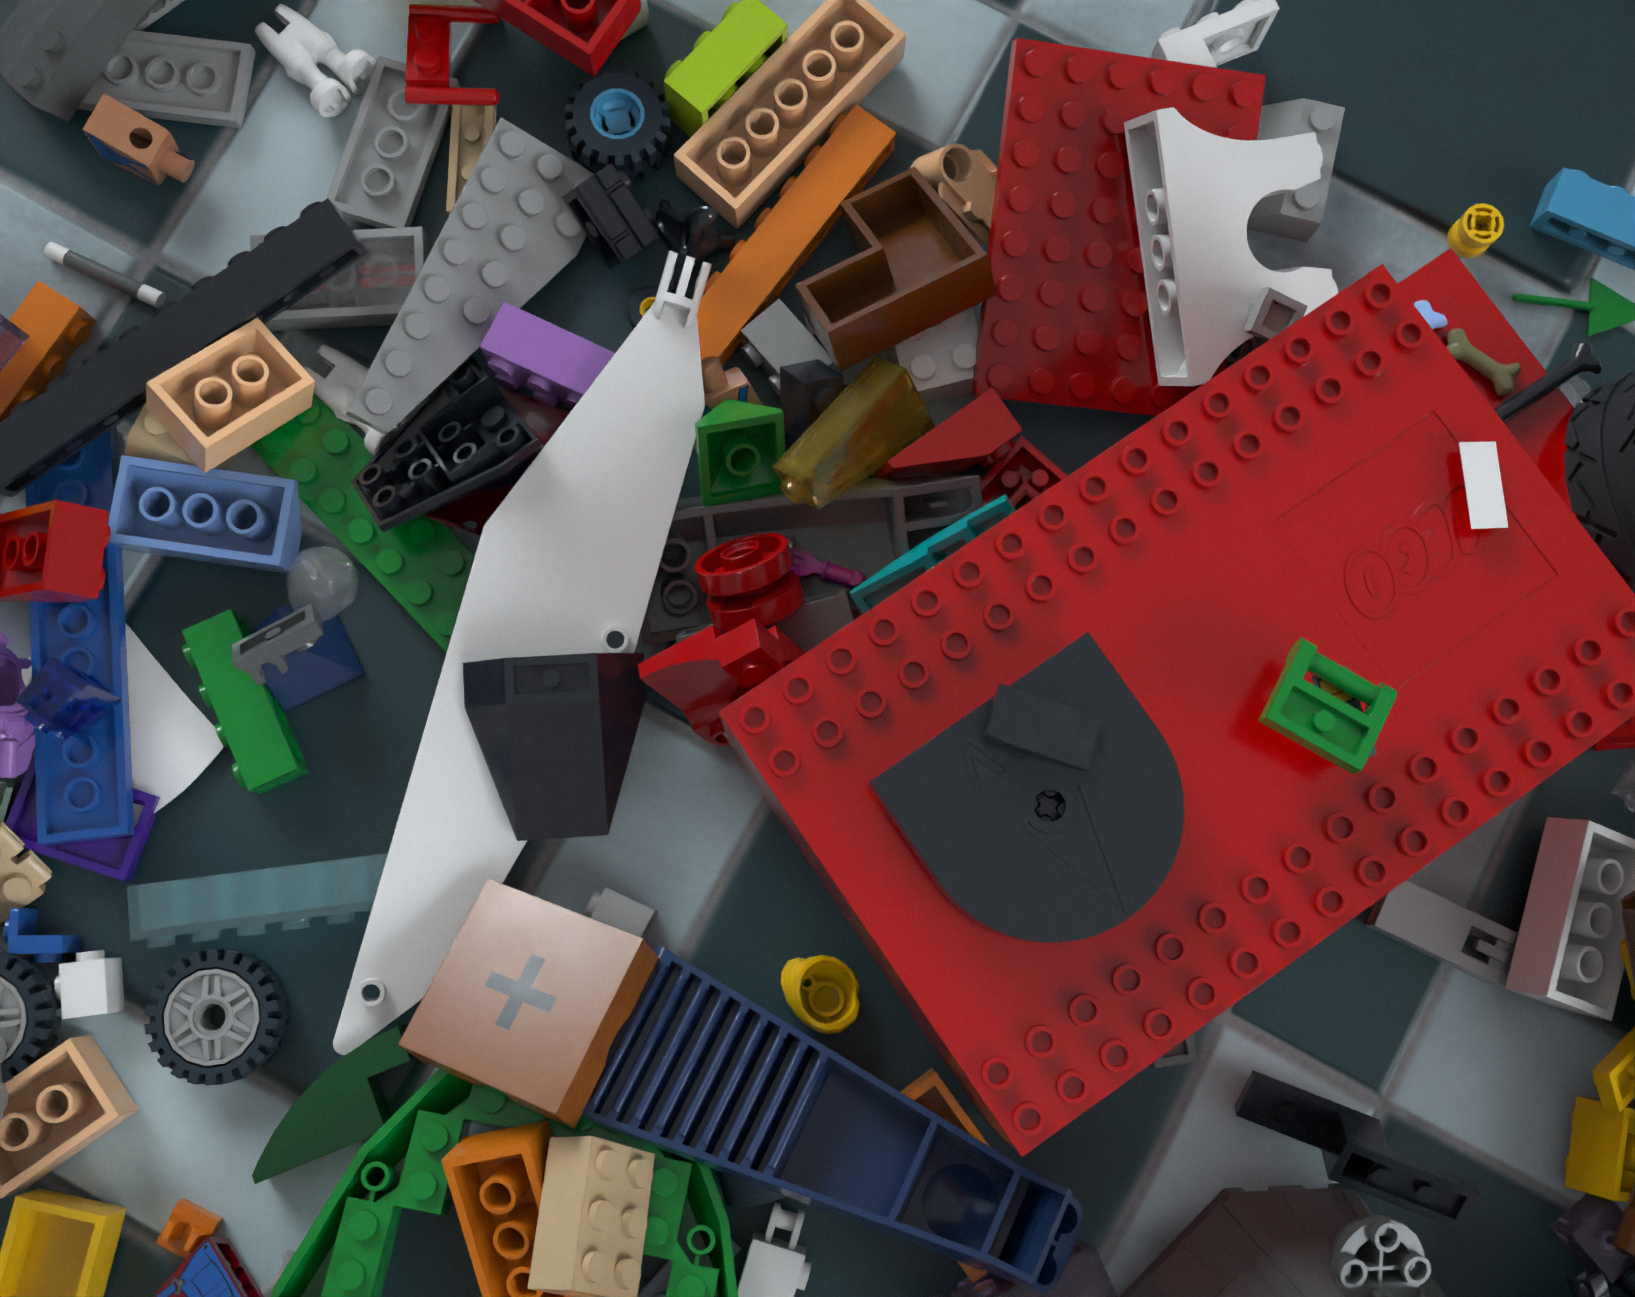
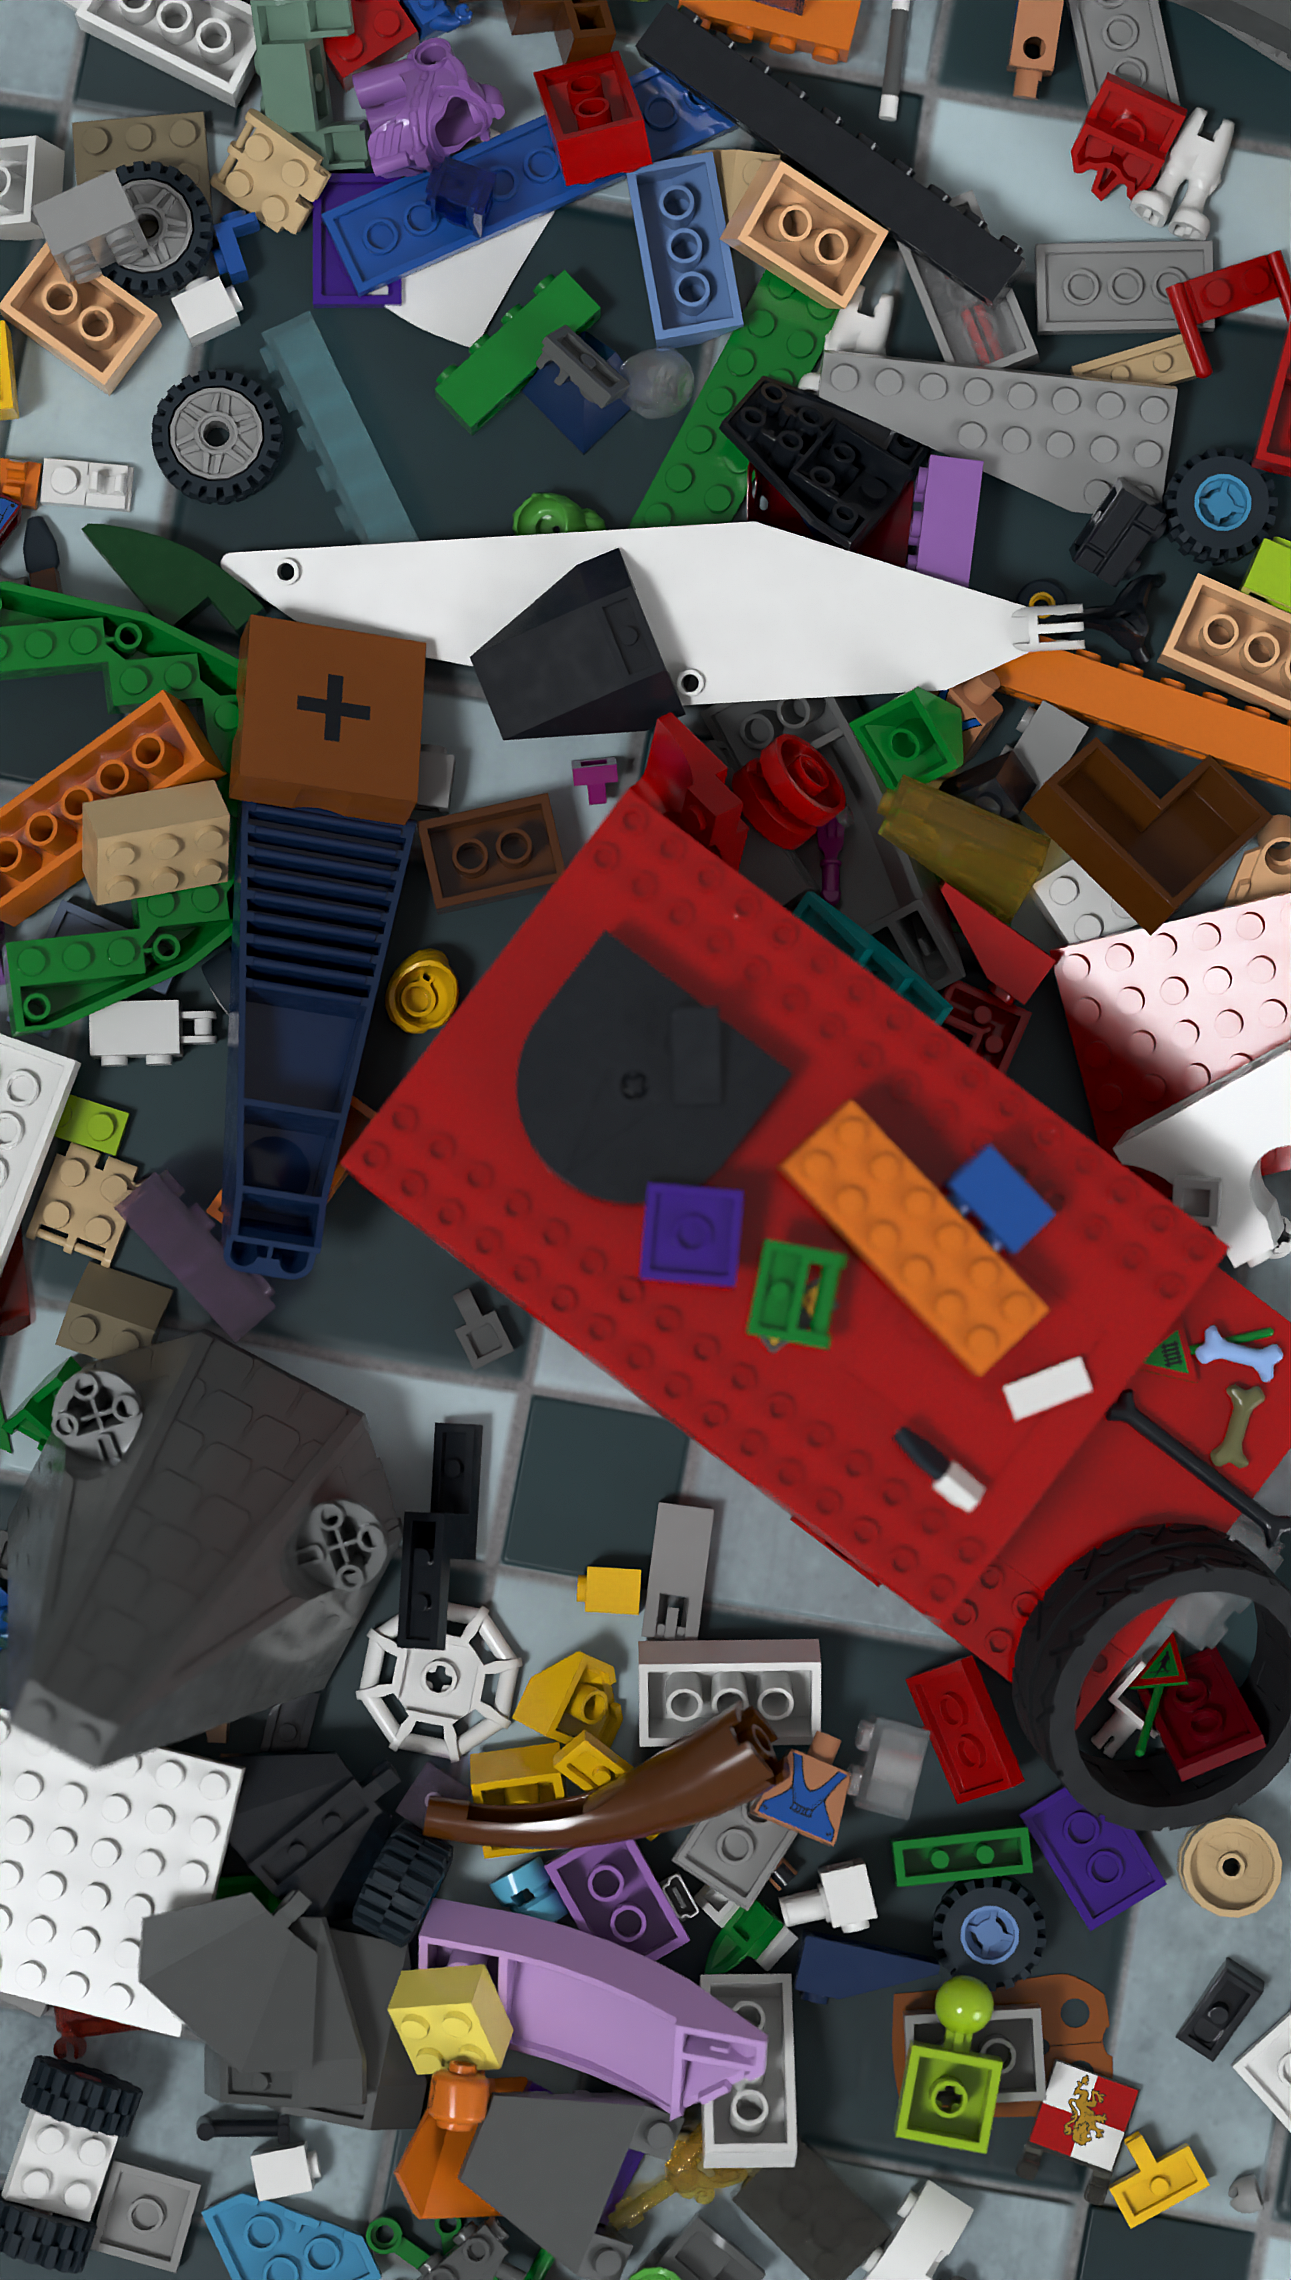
camera: 75 degrees right, 5 degrees up
(217, 1161) = (87, 485): none -> white plate
(256, 94) = (1125, 136): none -> red plate
(269, 1230) = (41, 555): none -> black piece
(405, 720) = (547, 510): none -> bright green piece
(669, 760) = (595, 774): none -> magenta tile
(711, 881) = (491, 853): none -> reddish brown brick
(1234, 796) = (691, 1234): none -> dark purple plate
(1286, 463) = (997, 1200): none -> blue brick
(1303, 563) = (912, 1237): none -> orange brick
(1443, 997) = (610, 1590): none -> yellow brick
(1509, 1199) = (454, 1700): none -> white plate
(1548, 1074) = (572, 1698): none -> yellow slope
(1553, 615) = (949, 1477): none -> piece

